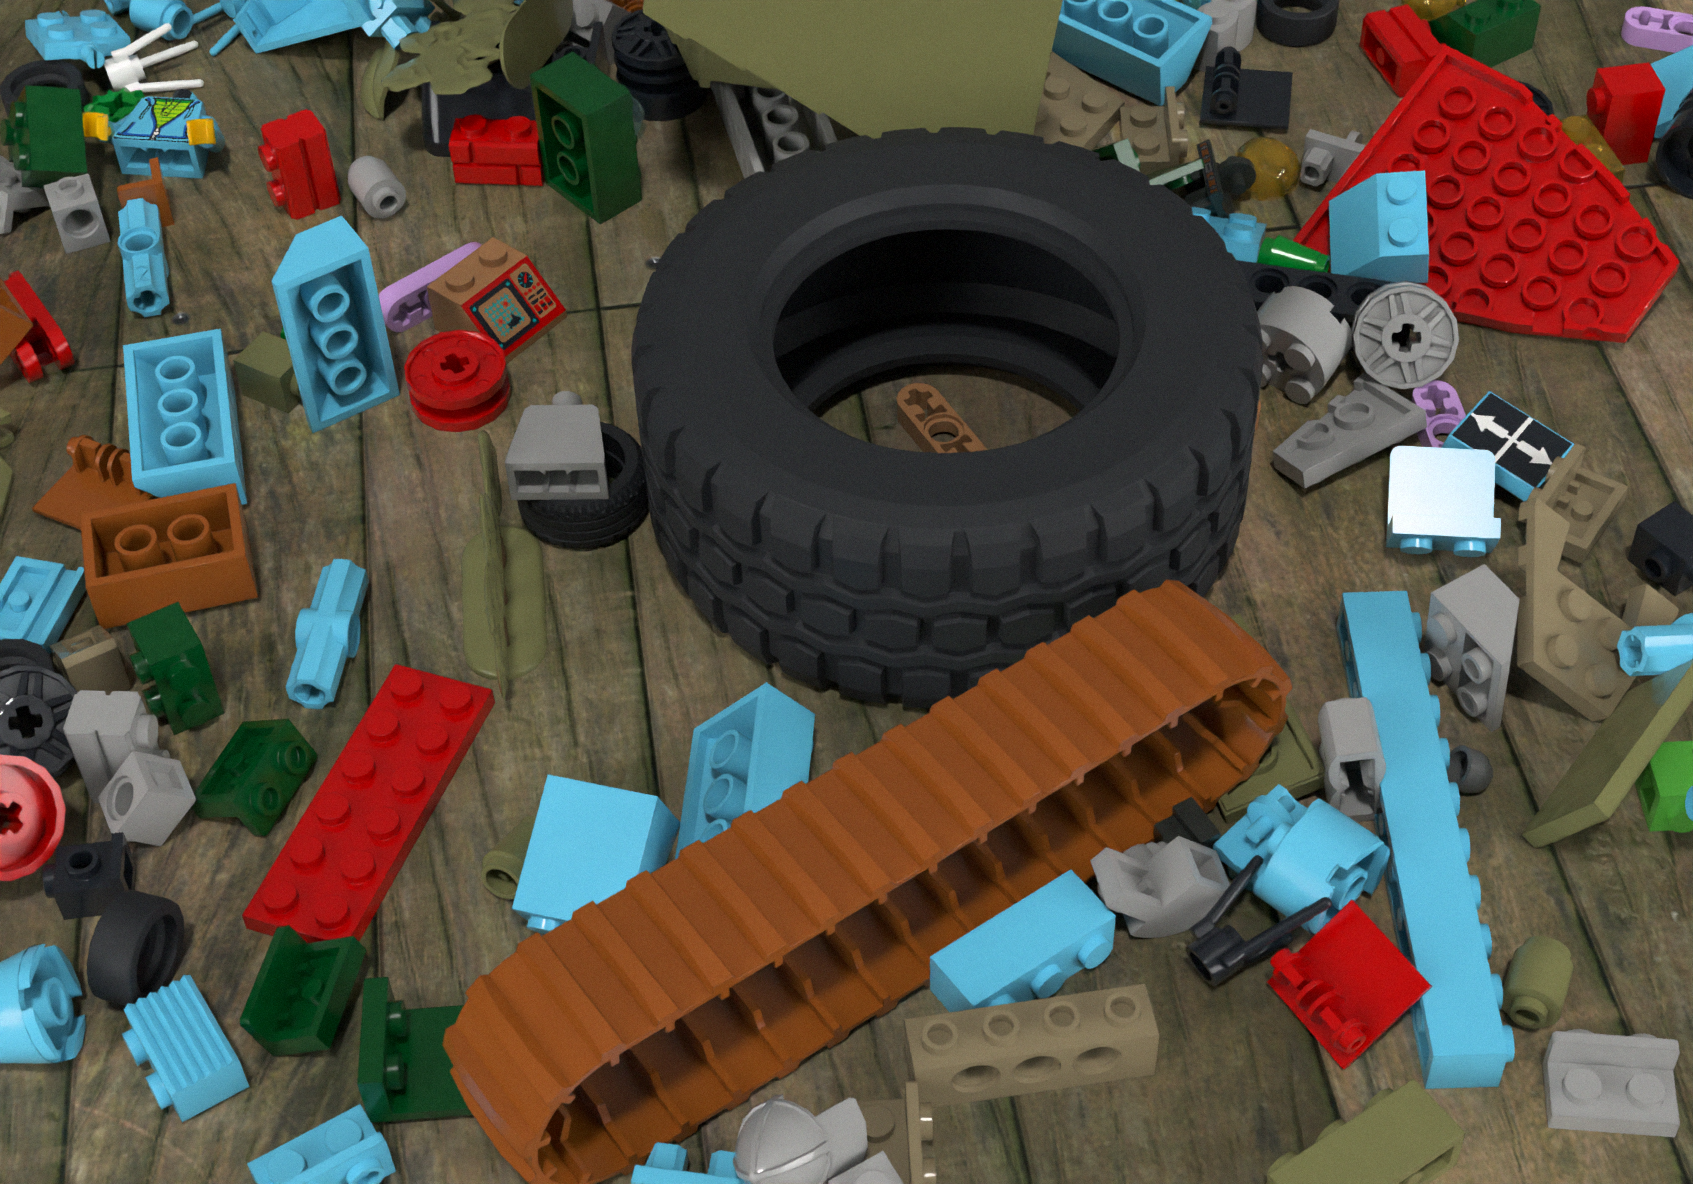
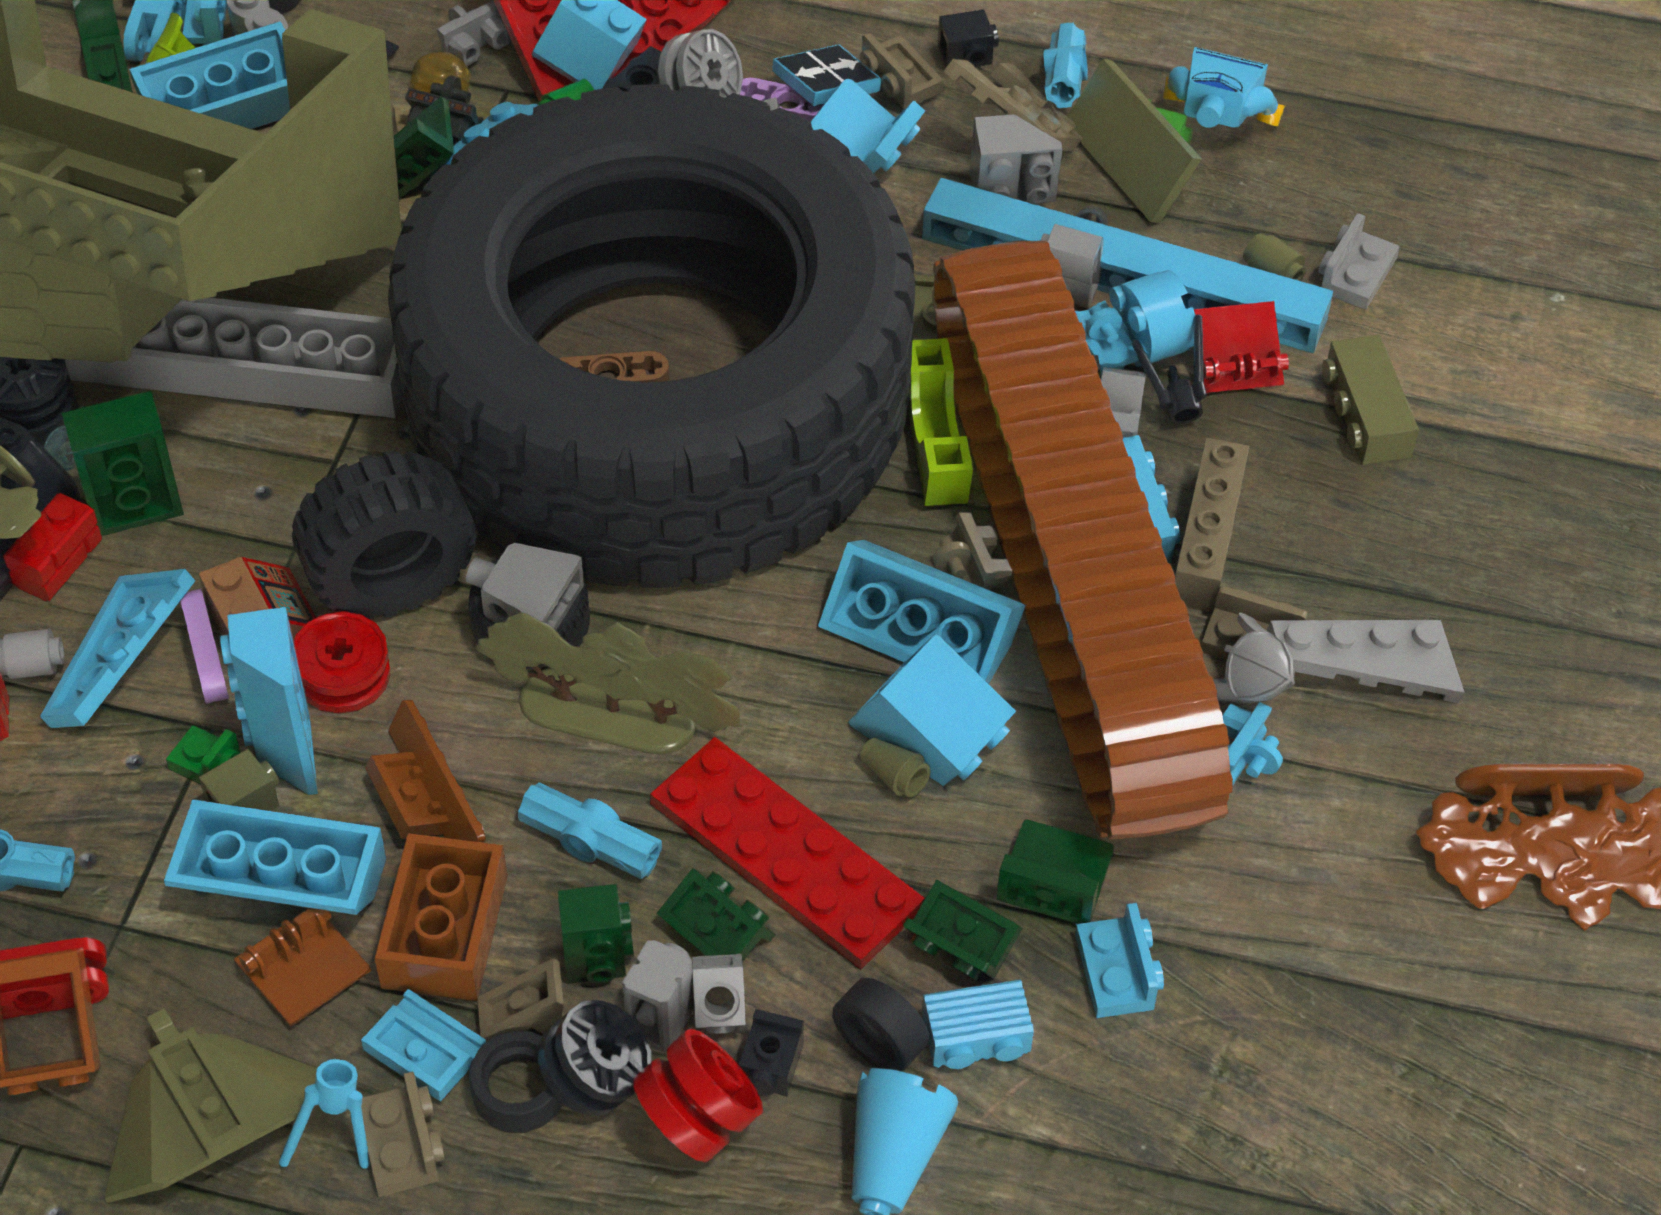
camera: 70 degrees left, 5 degrees up
(325, 485) = (419, 784): none -> dark orange bracket
(423, 228) = (113, 642): none -> medium azure wing
(567, 316) = (383, 534): none -> black tyre

